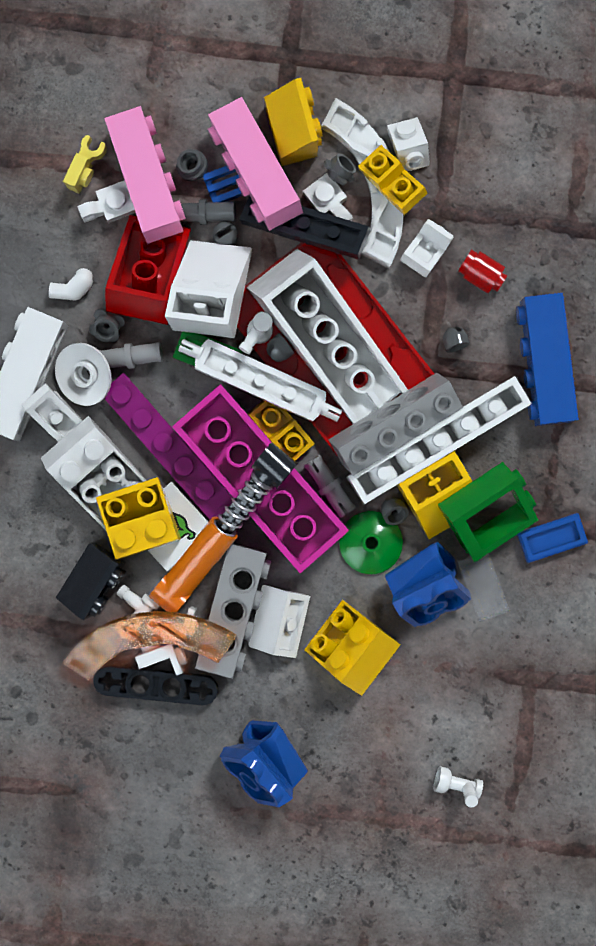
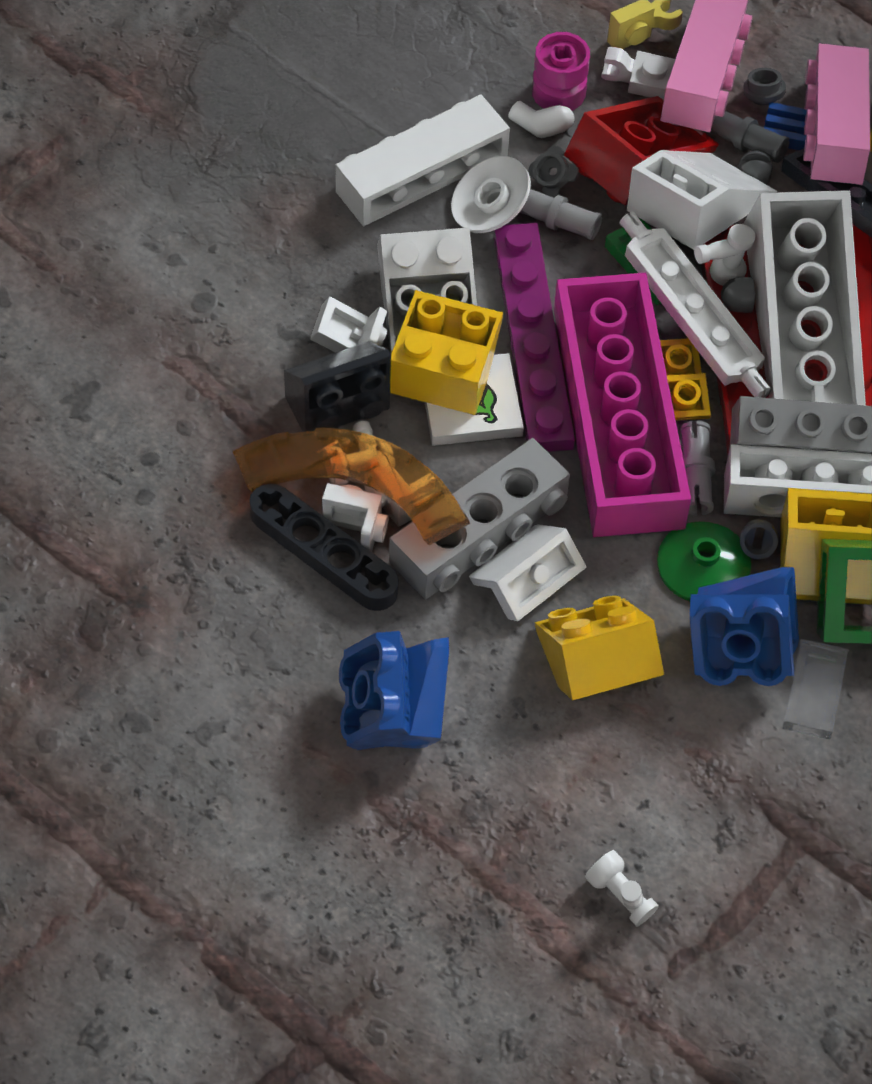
camera: 25 degrees right, 30 degrees down
(51, 412) = (426, 198): white slope -> none
(61, 247) = (560, 70): none -> dark pink wheel
(68, 532) = (344, 327): none -> white bracket
(220, 532) = (647, 360): piece -> none

